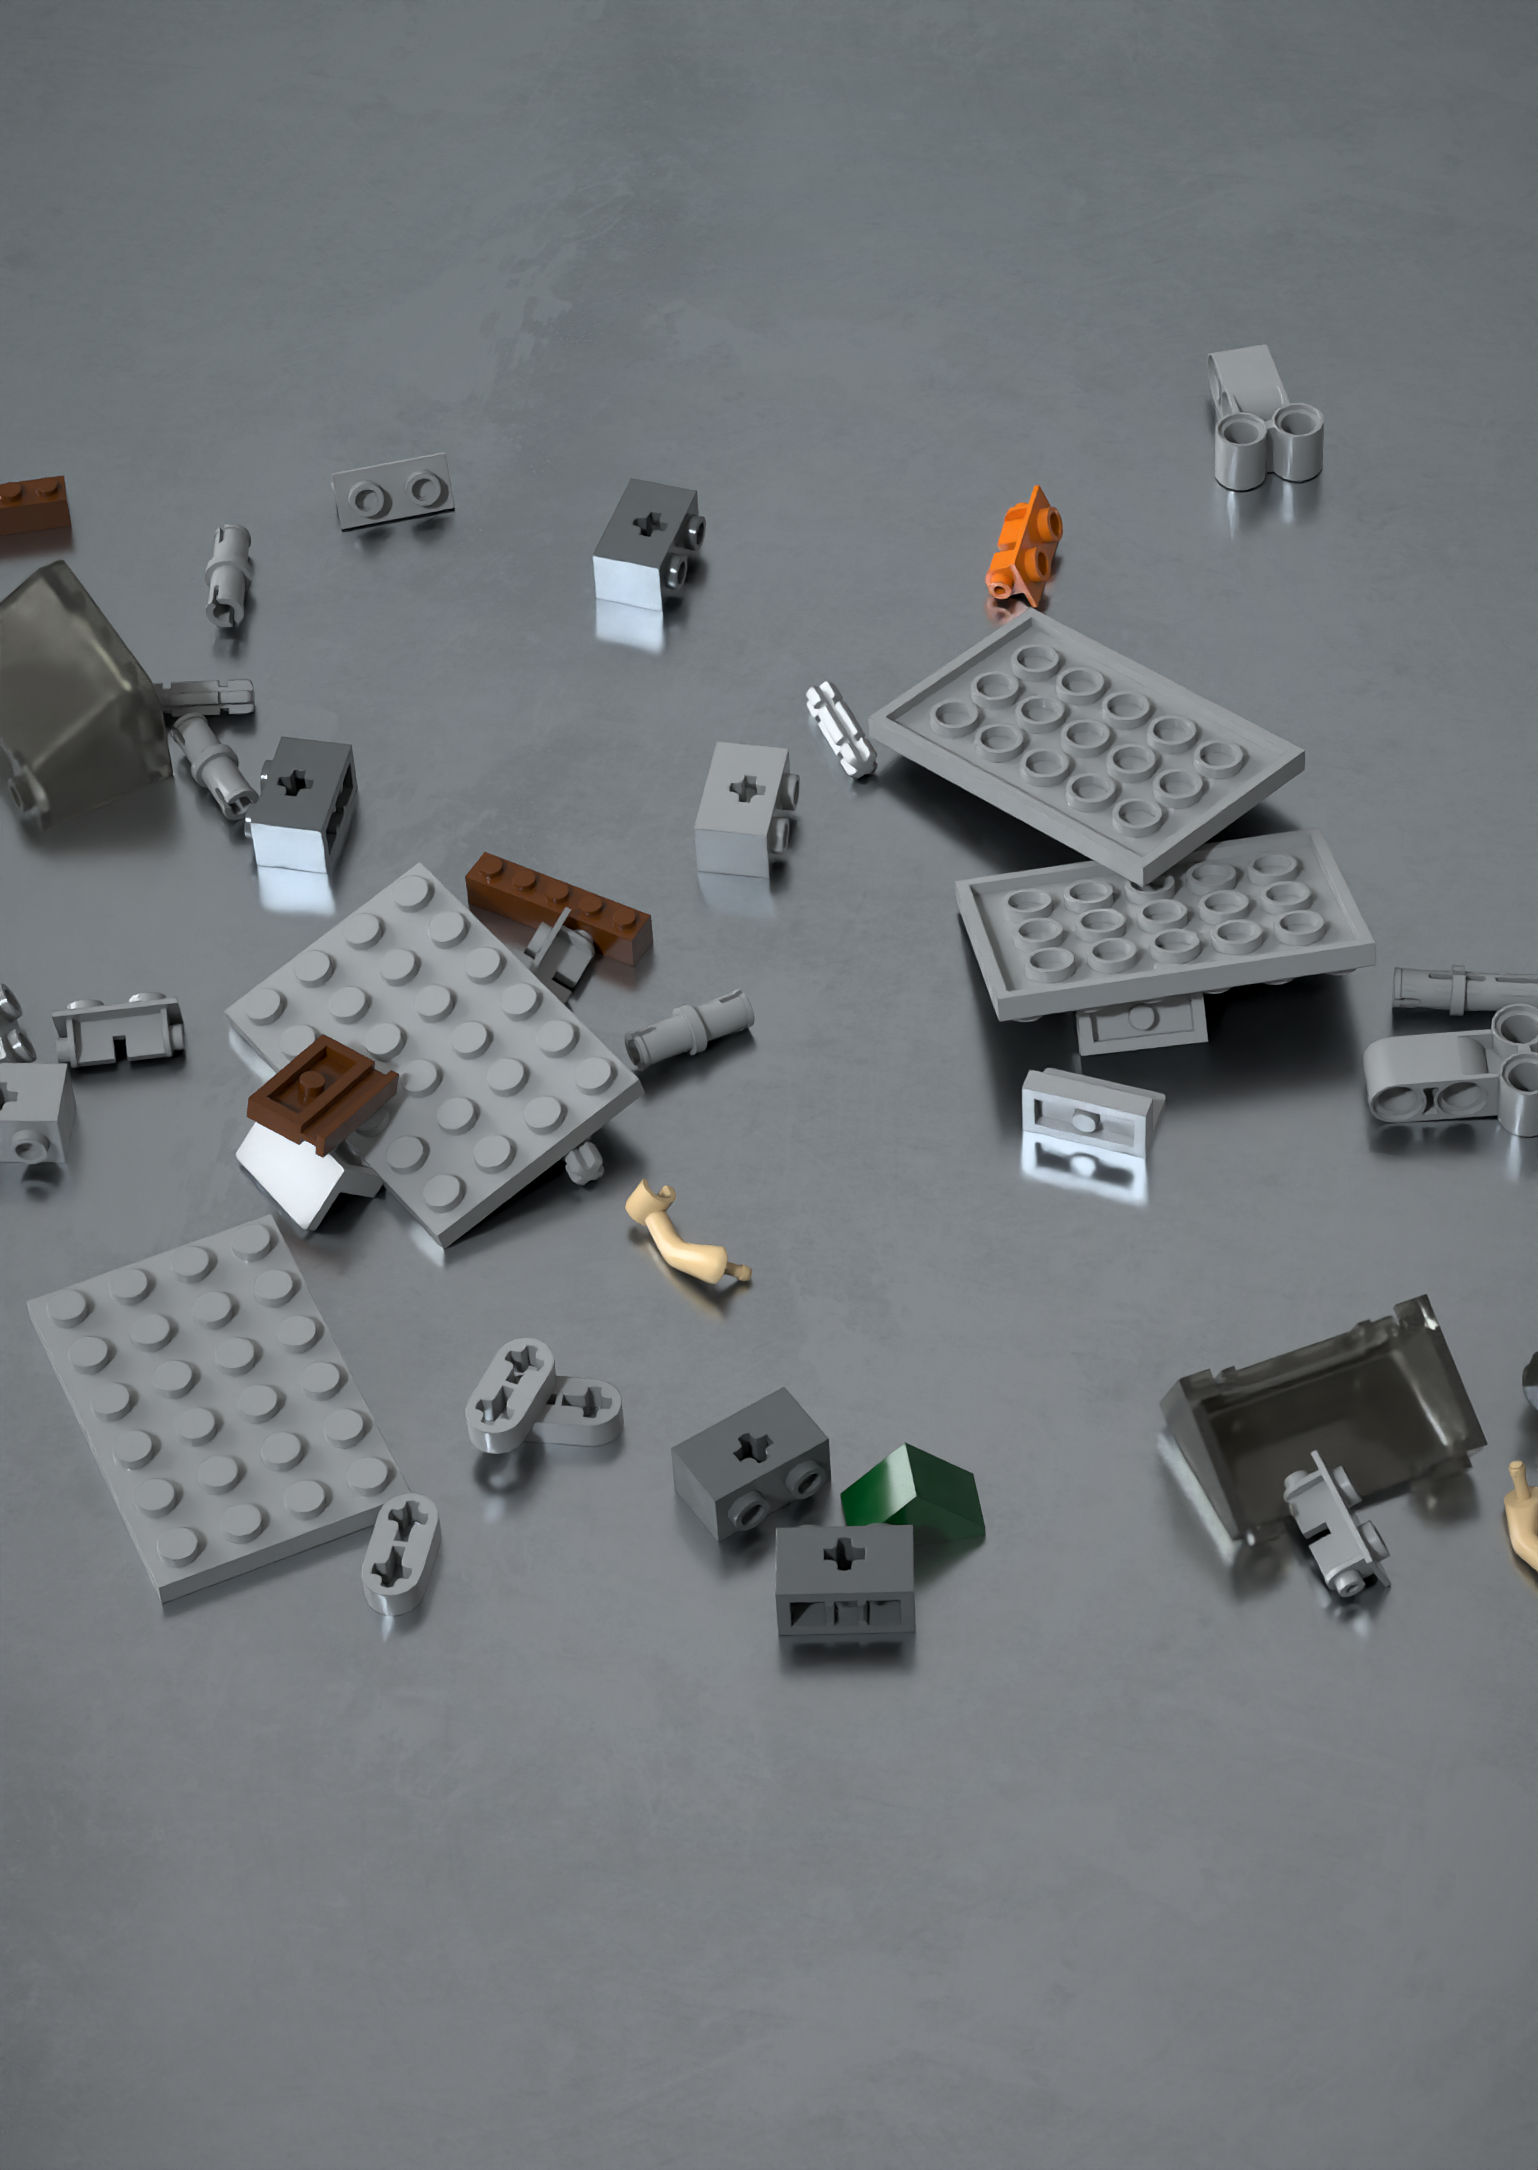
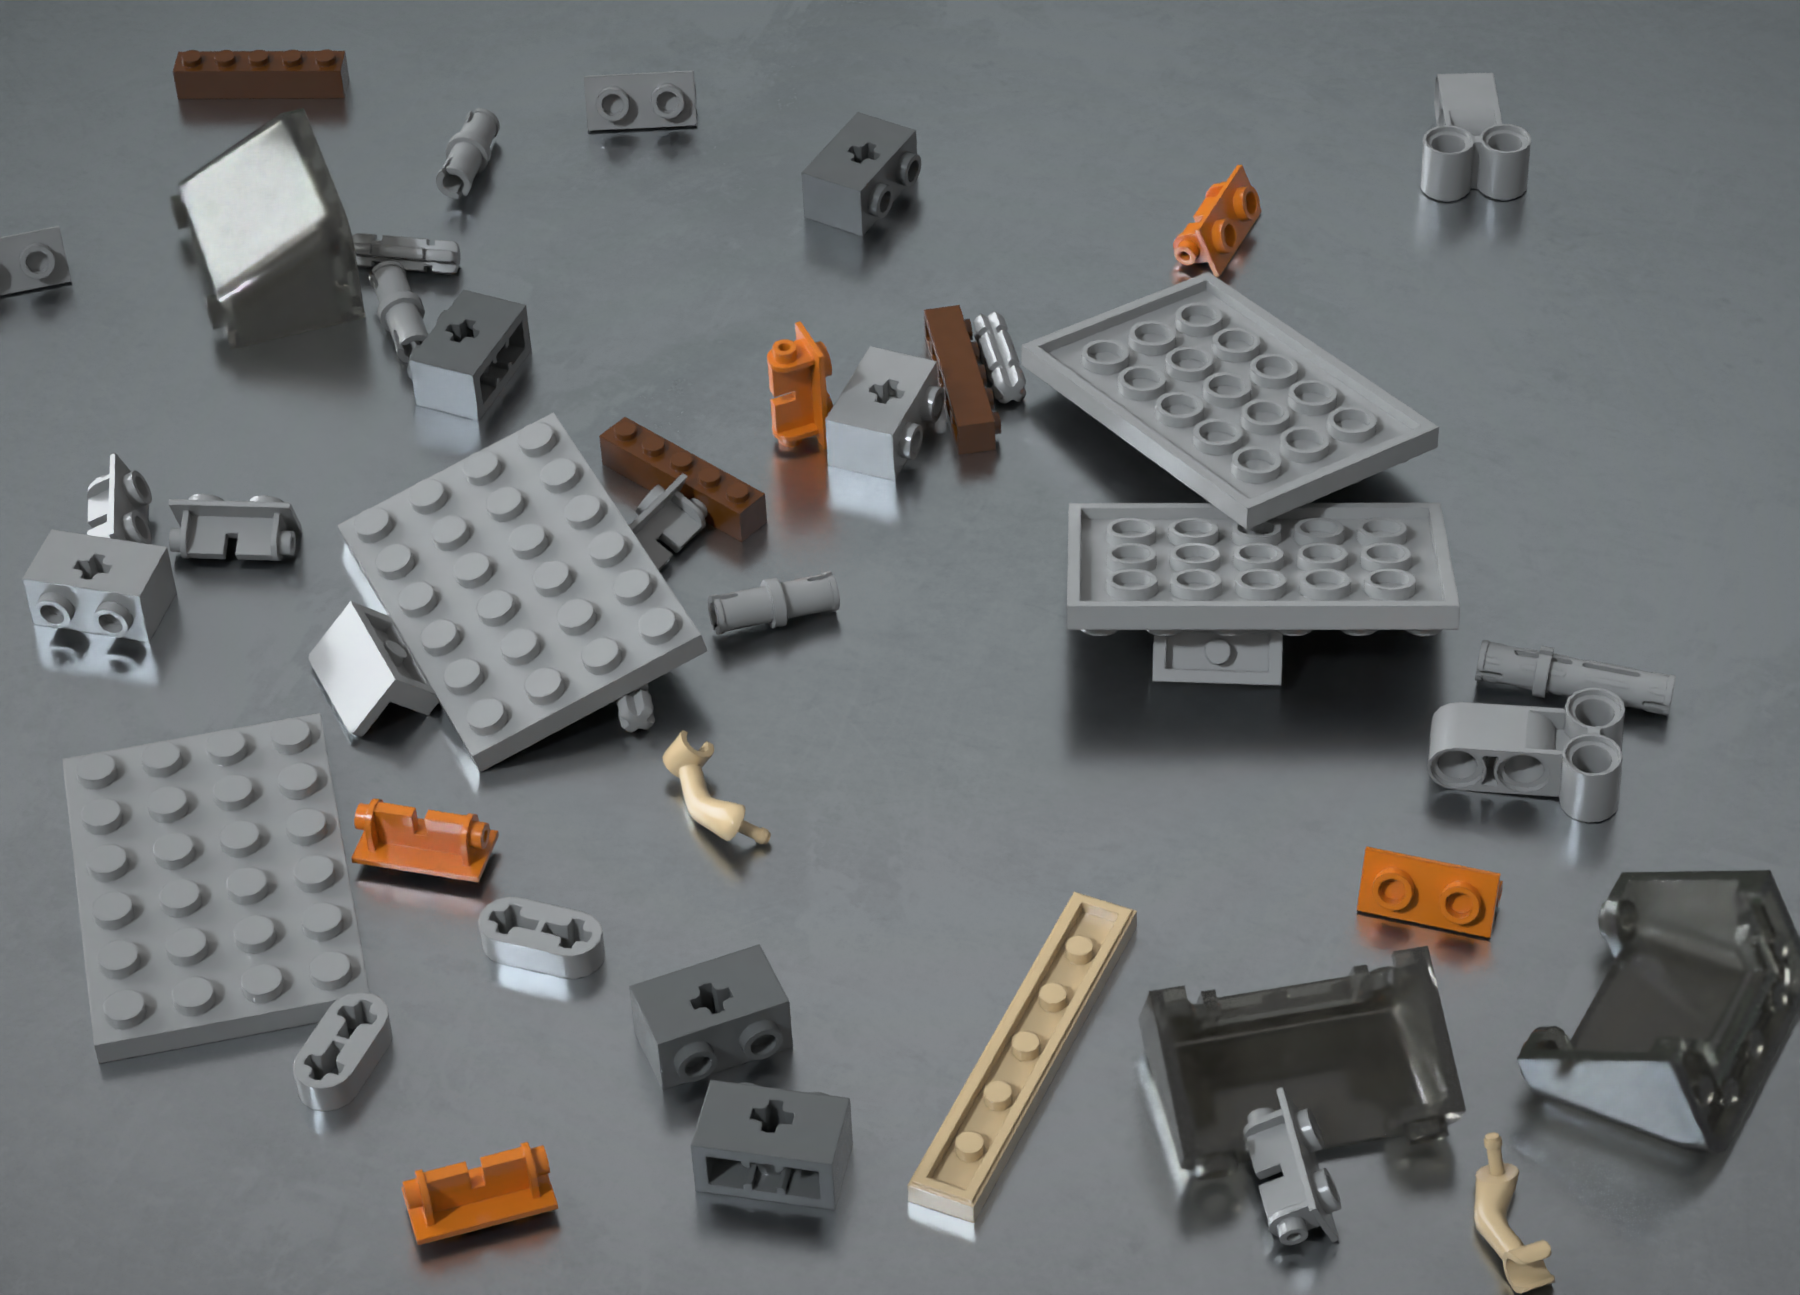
camera: 10 degrees right, 5 degrees down
(322, 1095) = (392, 606): reddish brown plate -> none
(428, 1334) = (435, 846): none -> orange hinge
(500, 1389) = (484, 909): light grey beam -> none
(579, 1673) = (465, 1200): none -> orange hinge
(660, 799) = (802, 370): none -> orange hinge
(822, 782) = (963, 380): none -> reddish brown piece
(919, 1492) = (875, 1070): dark green slope -> none
(1055, 1454) = (1022, 1058): none -> tan tile
(1091, 1111) = (1146, 733): light grey panel -> none
(1399, 1232) = (1429, 892): none -> orange hinge

